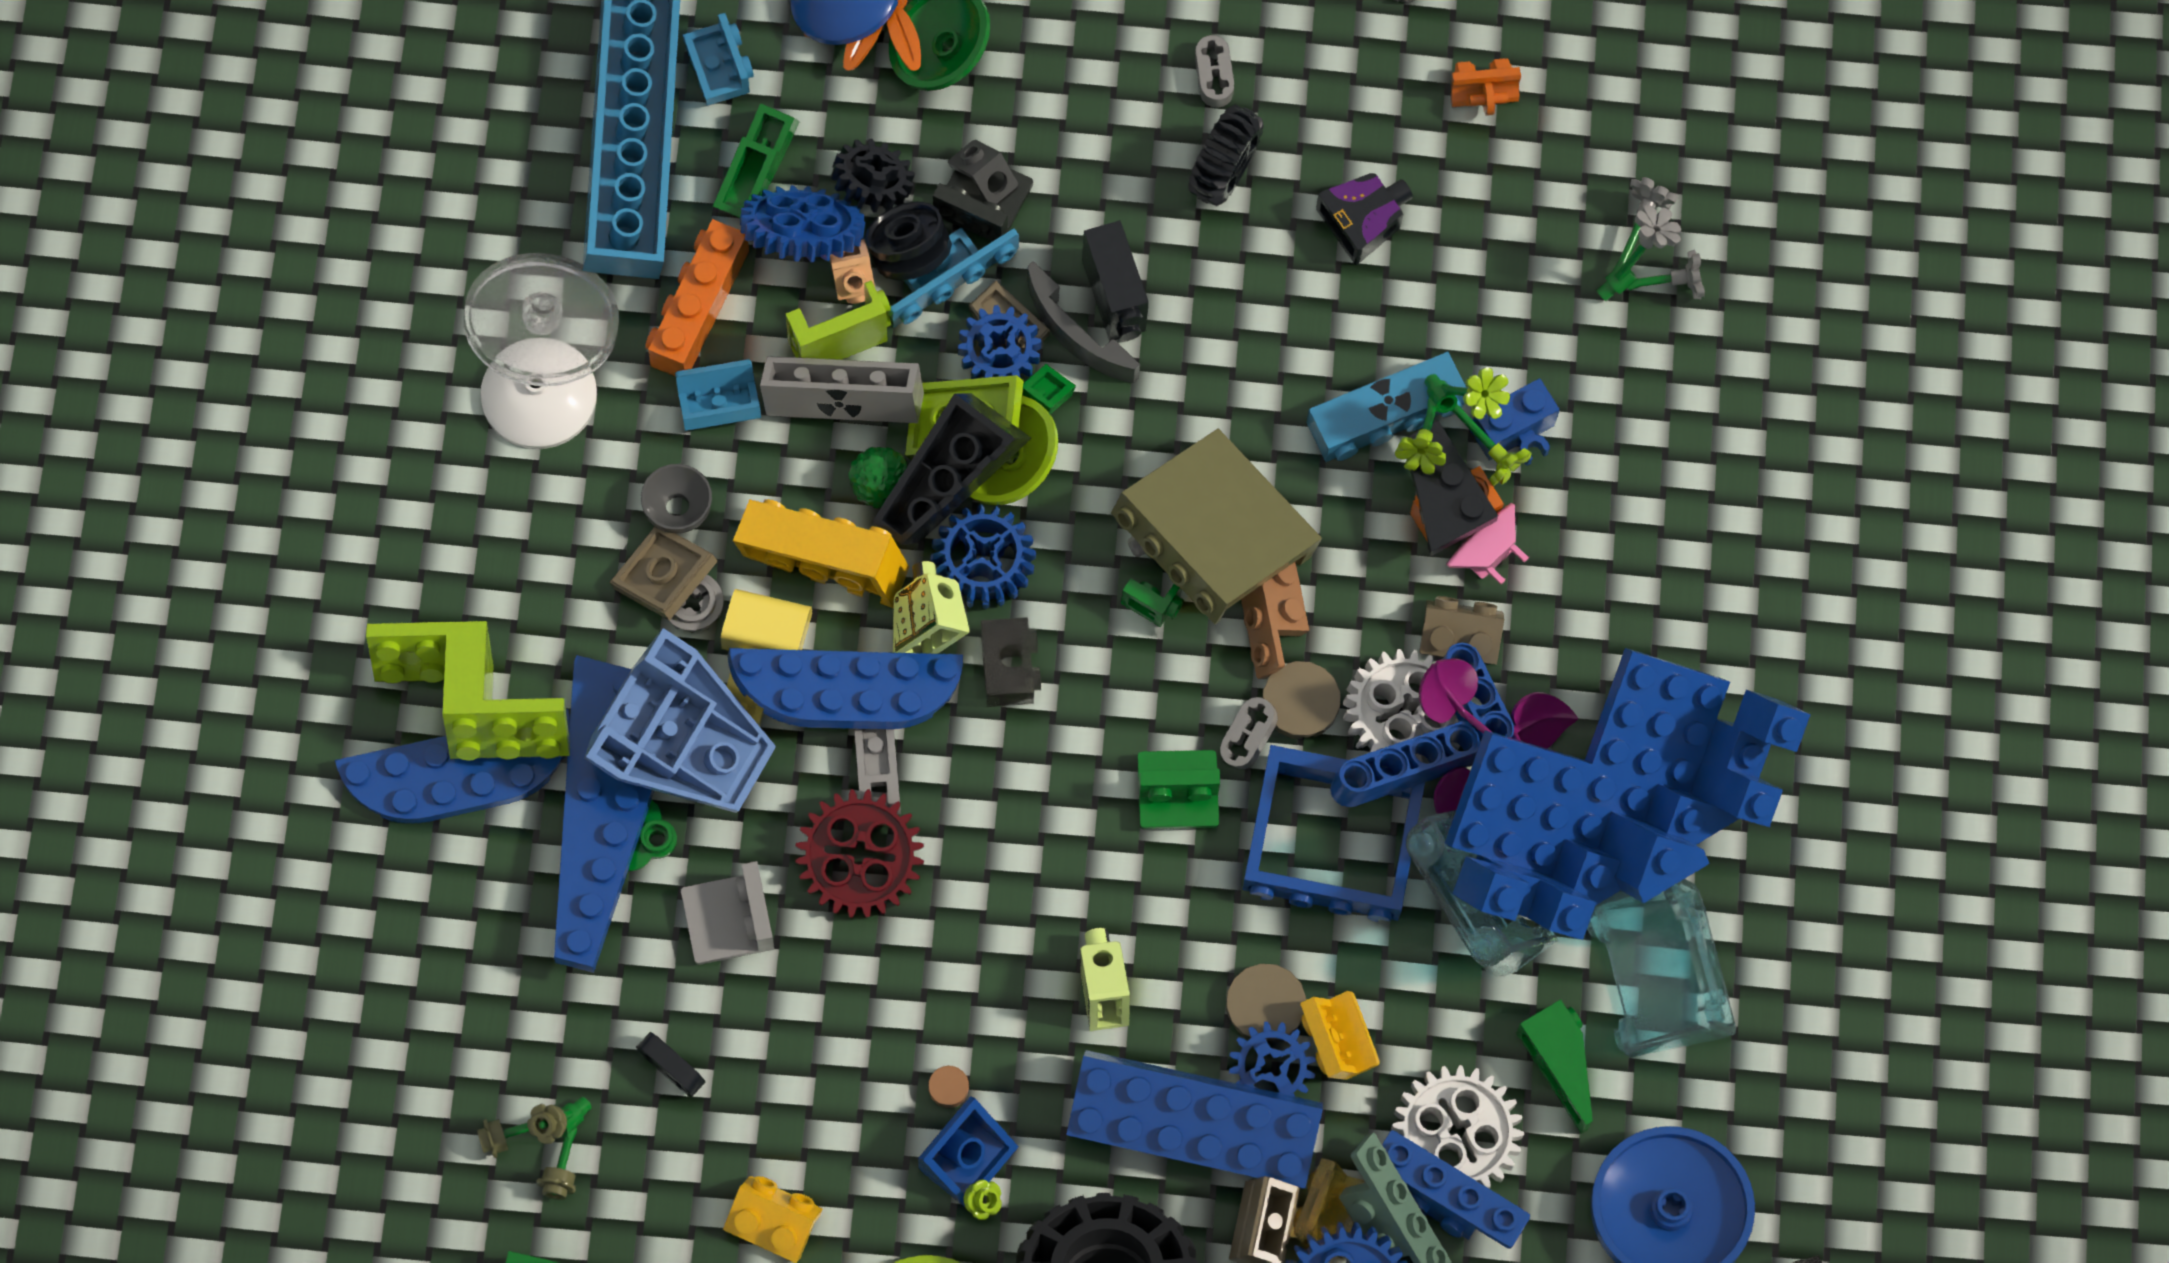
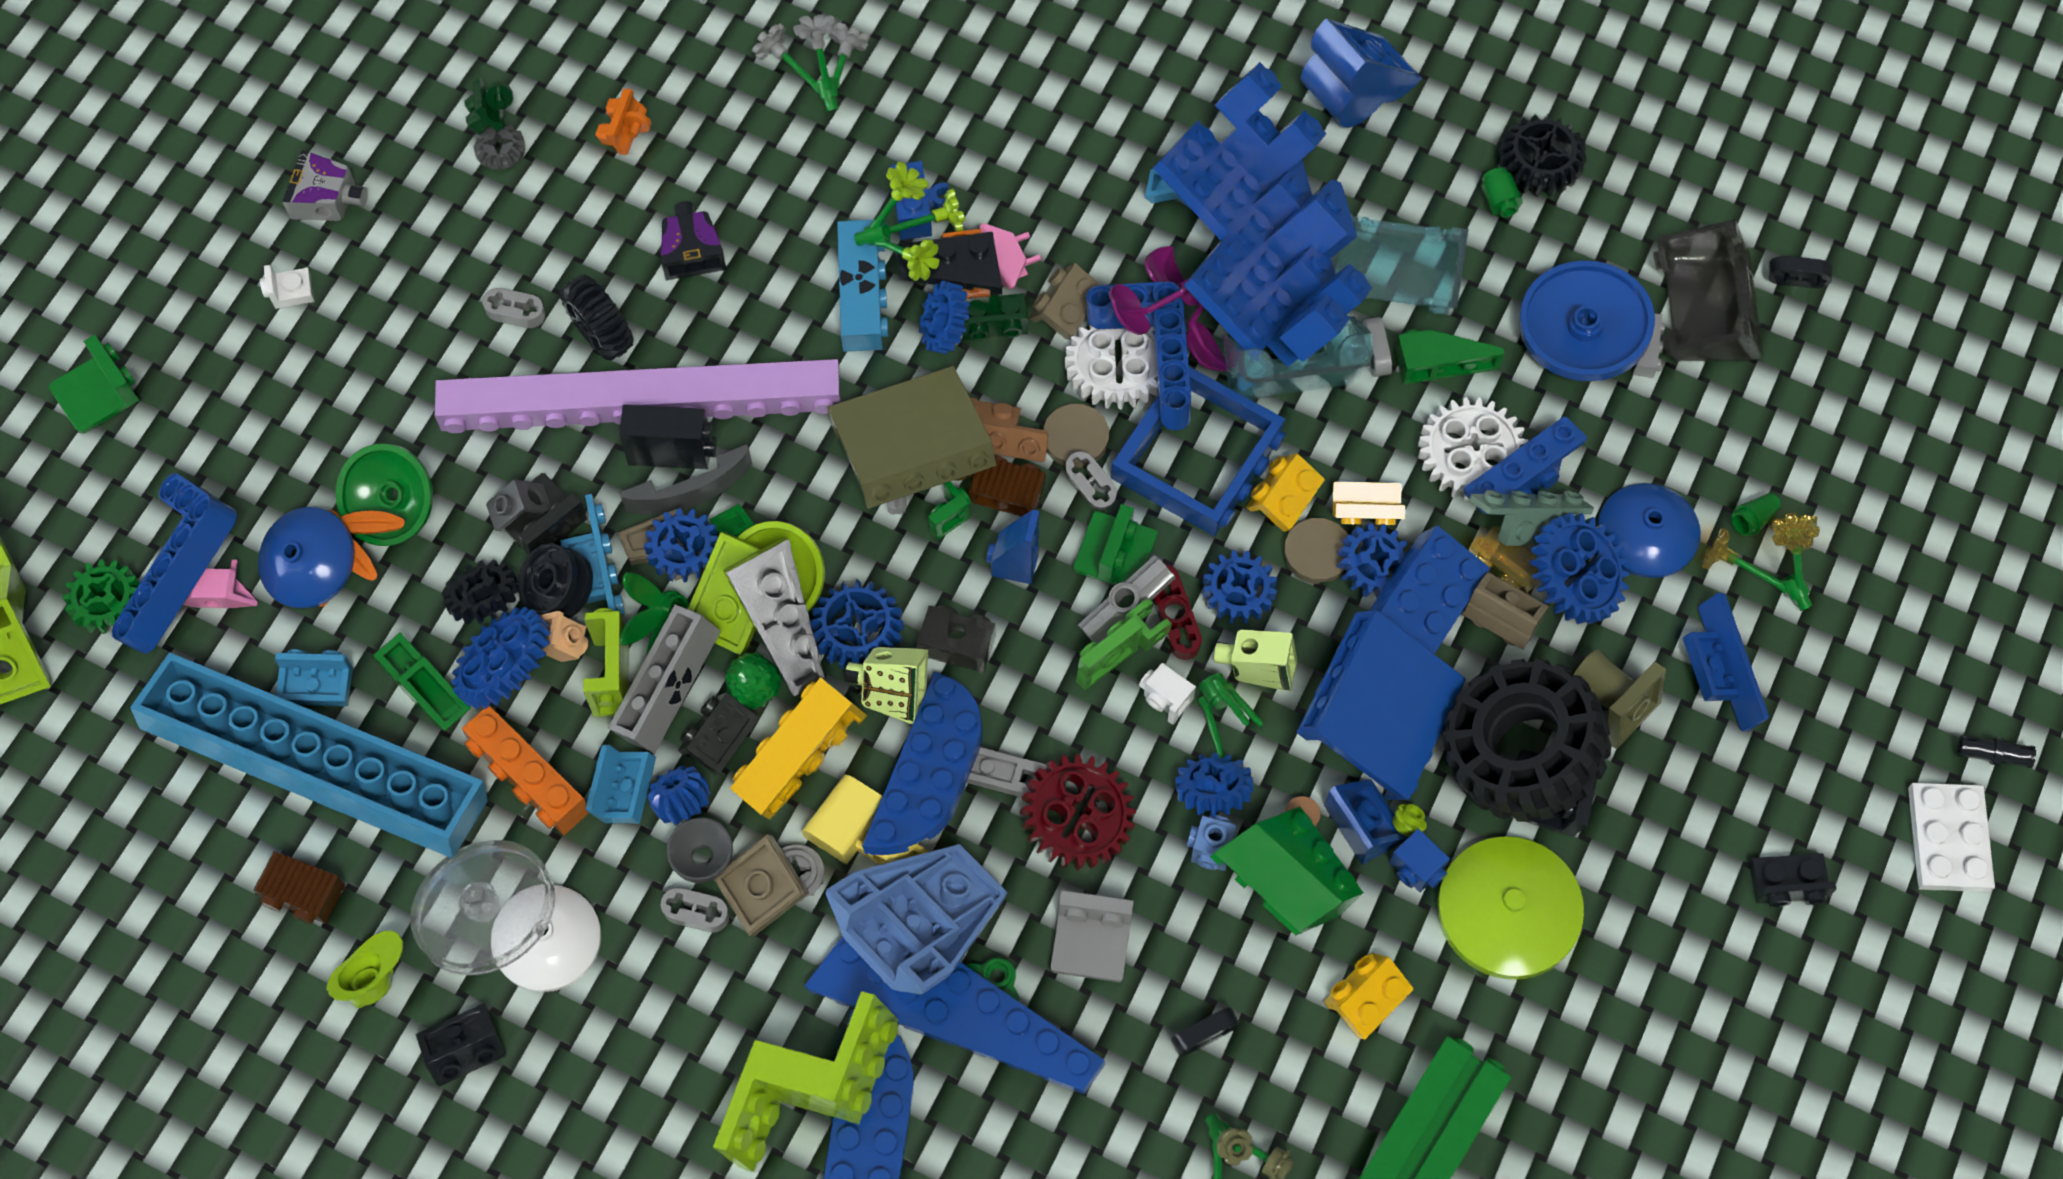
camera: 65 degrees left, 5 degrees down
(400, 358) = (460, 1045): none -> black bracket
(435, 242) = (368, 971): none -> lime piece
(499, 144) = (298, 888): none -> reddish brown brick
(609, 521) = (697, 902): none -> light grey beam
(726, 454) = (679, 794): none -> blue gear
(811, 466) = (718, 732): none -> pearl dark grey bracket
(868, 1087) = (1291, 870): none -> green wedge
(876, 1016) = (1200, 837): none -> medium blue brick
(922, 351) = (655, 616): none -> green plant
(936, 1224) = (1419, 862): none -> blue brick
(941, 980) = (1214, 784): none -> blue gear
(1030, 899) = (1167, 691): none -> white brick
(1047, 952) = (1220, 694): none -> green plant
(1059, 826) = (1121, 642): none -> bright green plate
(1087, 1119) = (1383, 703): none -> blue panel
(1102, 885) = (1191, 631): none -> dark red beam
(1126, 685) = (1016, 550): none -> blue slope
(1135, 828) = (1143, 584): none -> light grey piece
(1160, 239) = (600, 396): none -> lavender brick
(1196, 943) = (1236, 600): none -> blue gear
(1206, 652) = (1008, 487): none -> reddish brown brick
(1322, 944) = (1285, 490): none -> yellow bracket
(1375, 506) = (944, 317): none -> blue gear
(1409, 561) = (996, 317): none -> dark green bracket
(1545, 985) = (1381, 360): none -> light grey beam
(1809, 1062) = (1501, 192): none -> green brick
(1895, 845) = (1355, 72): none -> blue brick
(1899, 1094) = (1556, 169): none -> black gear

